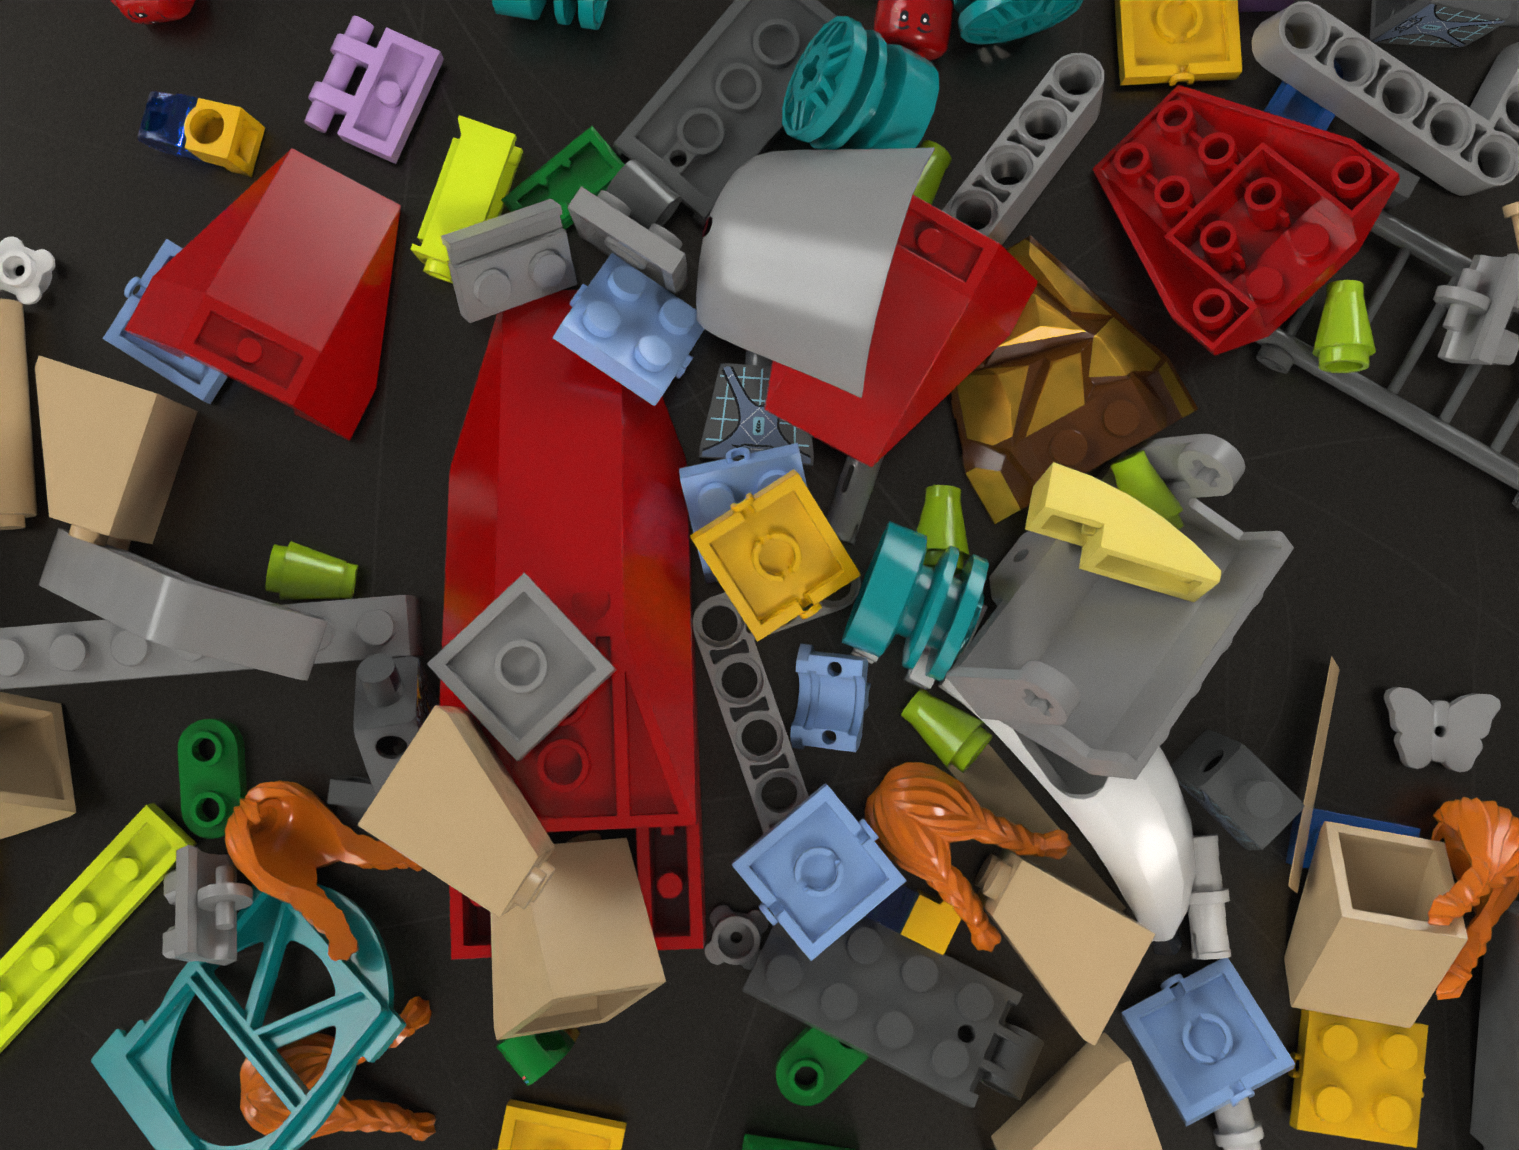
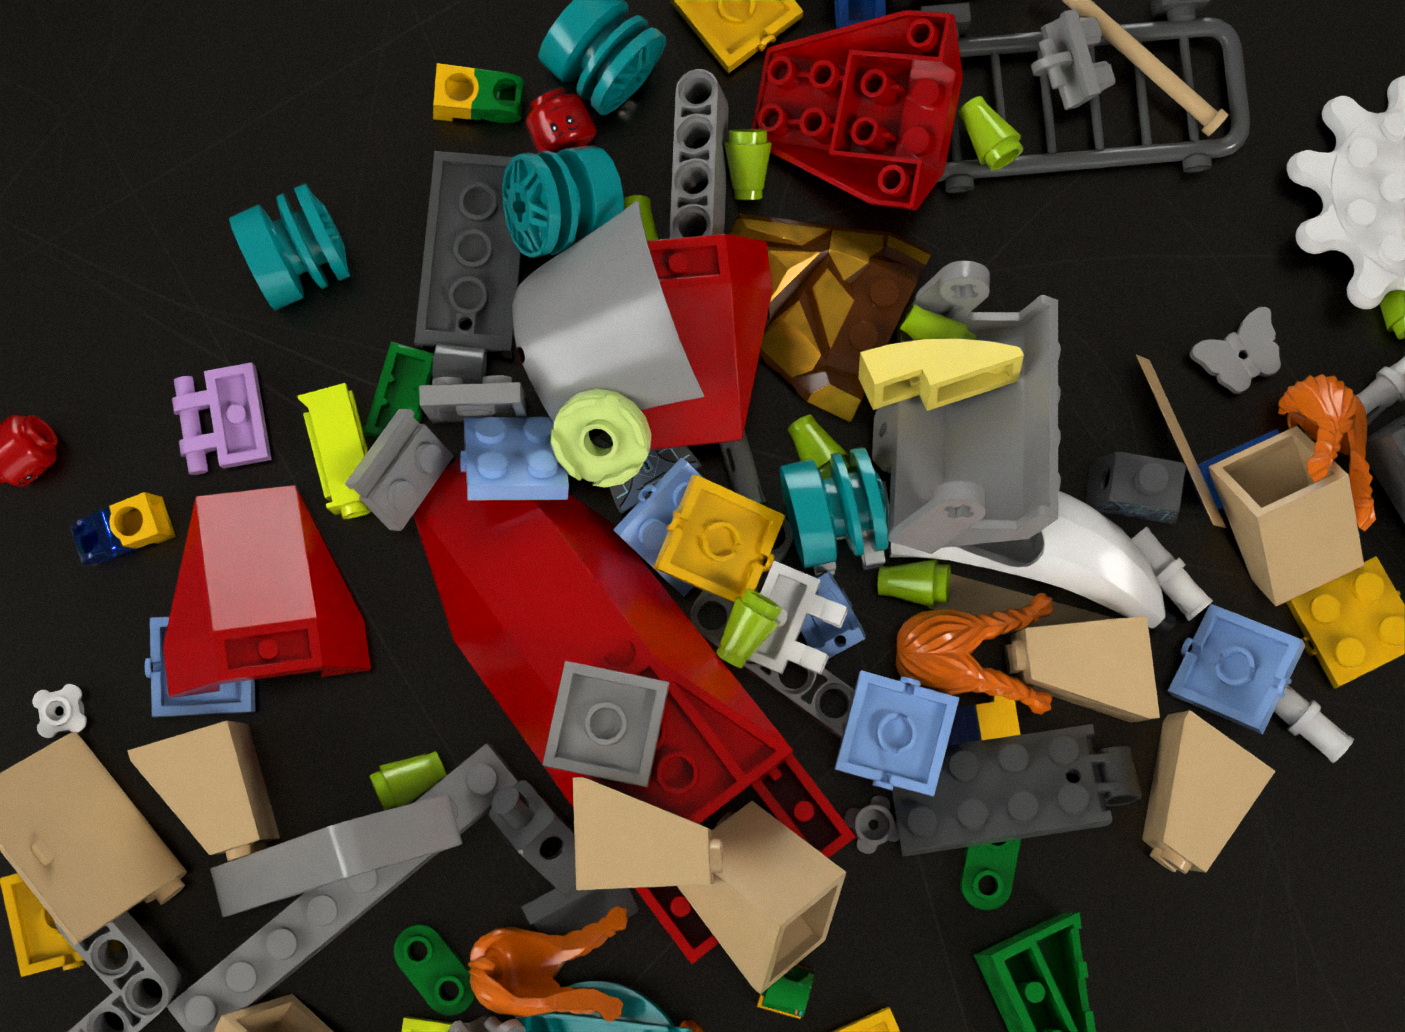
camera: 30 degrees left, 5 degrees down
(743, 663) = (748, 627): none -> lime cone
(759, 362) = (617, 417): none -> yellowish green tile
(781, 674) = (798, 598): none -> white plate
(1076, 189) = (747, 162): none -> lime cone

